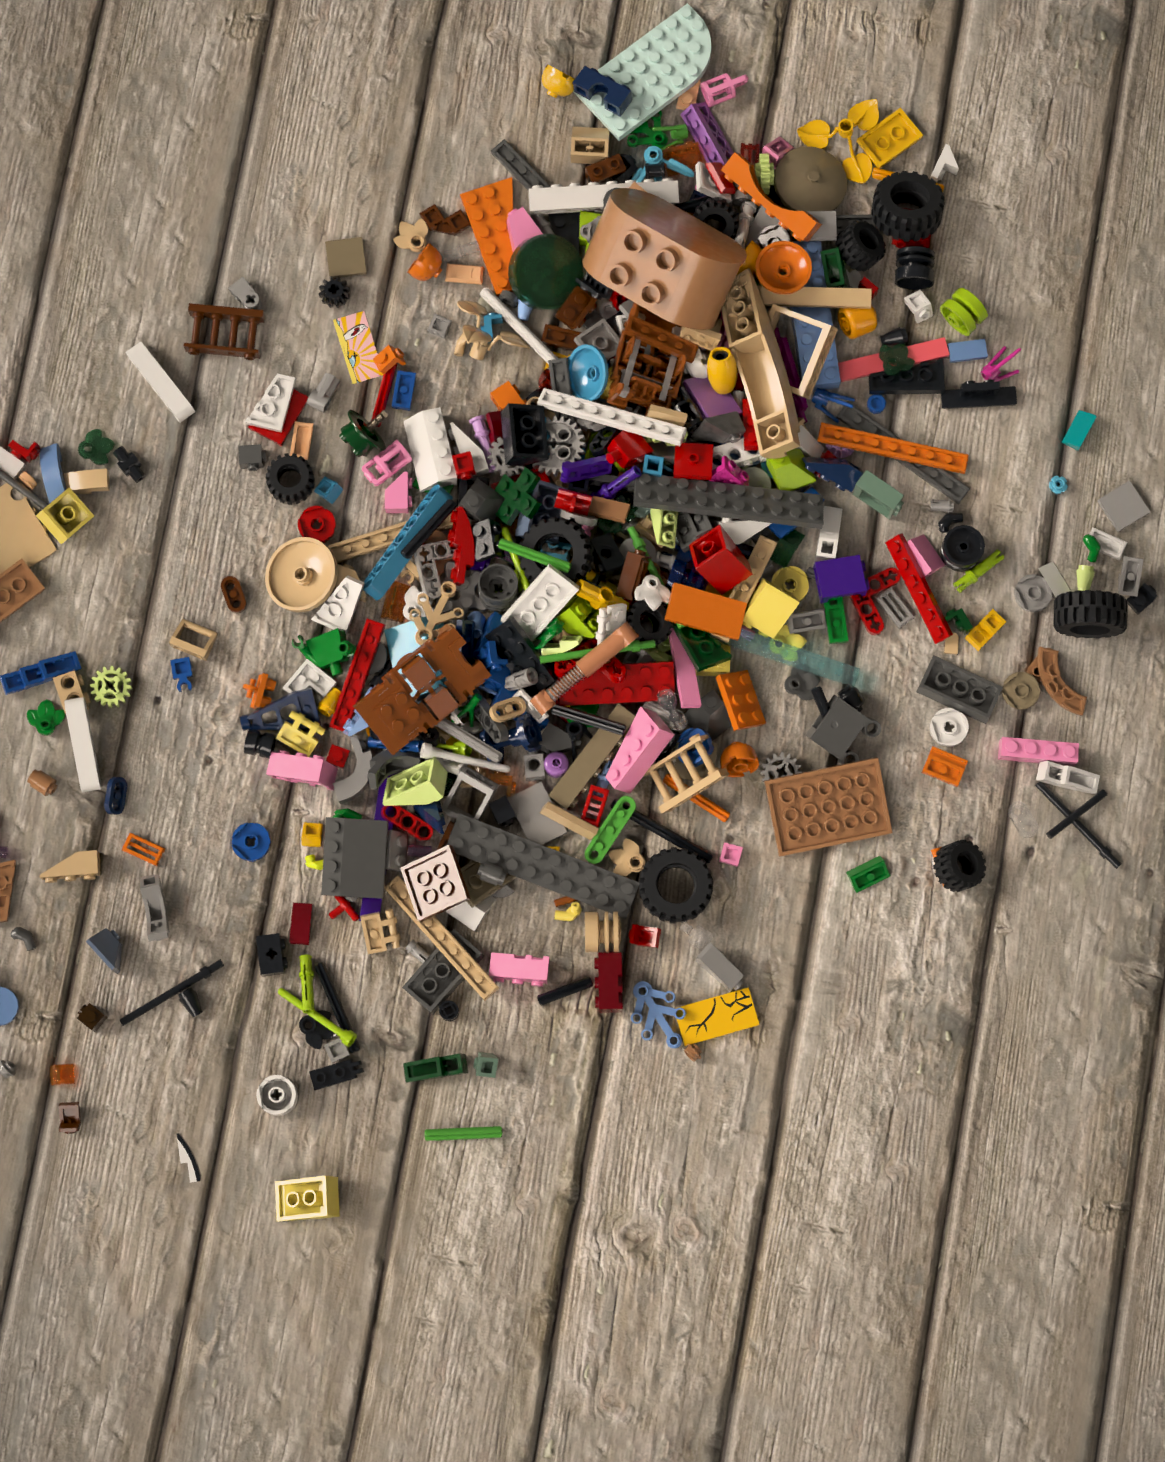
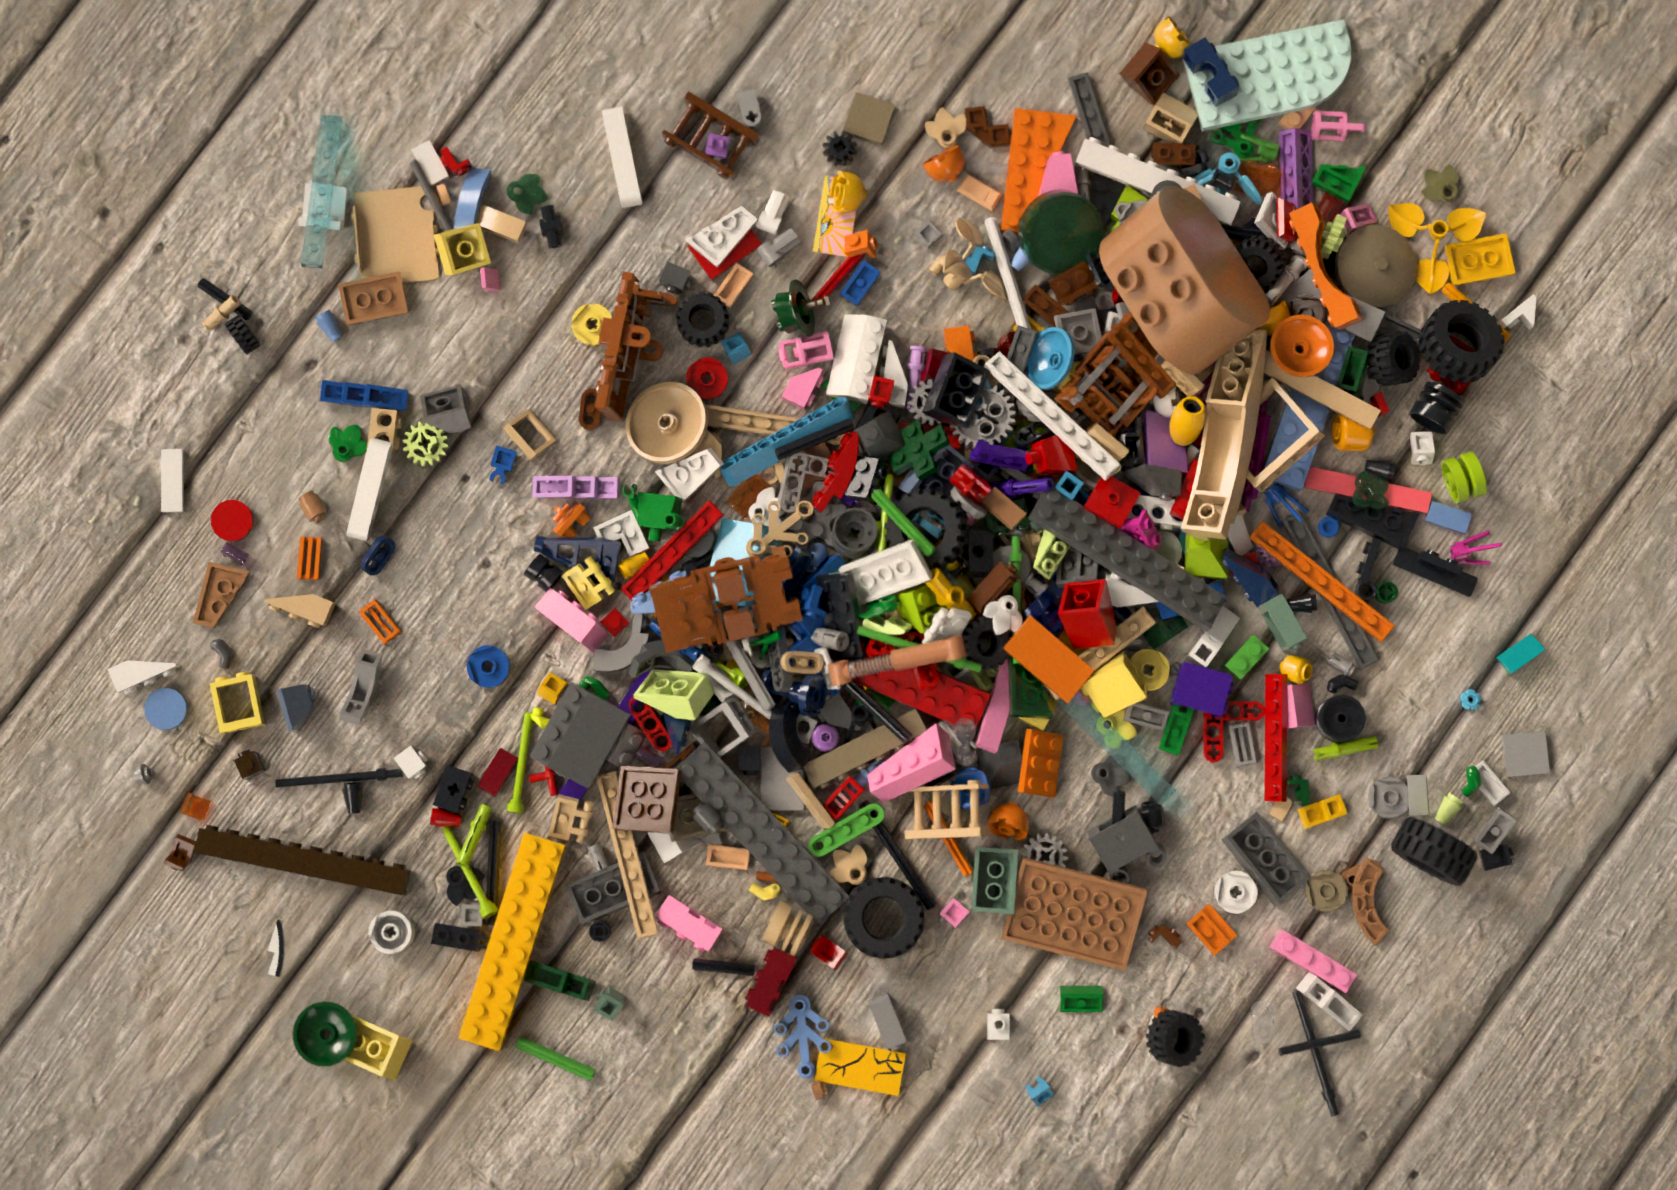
camera: 25 degrees right, 5 degrees up
(54, 810) = (310, 540): none -> orange tile
(70, 986) = (243, 724): none -> light yellow window
(99, 530) = (490, 279): none -> bright pink slope
(115, 651) = (446, 409): none -> flat silver slope
(174, 1074) = (302, 861): none -> dark brown brick
(206, 536) = (580, 325): none -> light yellow plate
(226, 949) = (412, 762): none -> white brick
(234, 335) = (717, 146): none -> medium lavender tile
(238, 526) = (625, 340): none -> dark orange piece
(248, 1205) = (310, 1033): none -> dark green dish
(252, 663) = (576, 487): none -> lavender slope
(275, 982) = (444, 818): none -> red cone
(306, 372) = (771, 218): none -> white piece
(329, 942) = (516, 804): none -> lime piece
(357, 323) = (847, 192): none -> yellow cylinder
(381, 1054) = (512, 942): none -> yellow brick
(523, 779) = (784, 737): none -> black arch
(524, 900) = (727, 857): none -> light nougat tile
(554, 116) = (1149, 73): none -> reddish brown slope
(746, 129) = (1338, 180): none -> green wing
(750, 811) = (994, 880): none -> sand green slope
(811, 927) = (998, 1025): none -> white brick
(827, 94) = (1439, 182): none -> olive plate
(862, 536) = (1245, 657): none -> bright green brick
(874, 964) = (1040, 1093): none -> dark azure tile
(888, 471) = (1304, 603): none -> black cone
(908, 525) = (1297, 669): none -> yellow head
(913, 787) = (1169, 935): none -> reddish brown bracket
(922, 422) = (1364, 569): none -> black plate
(950, 429) = (1388, 594): none -> dark green wheel

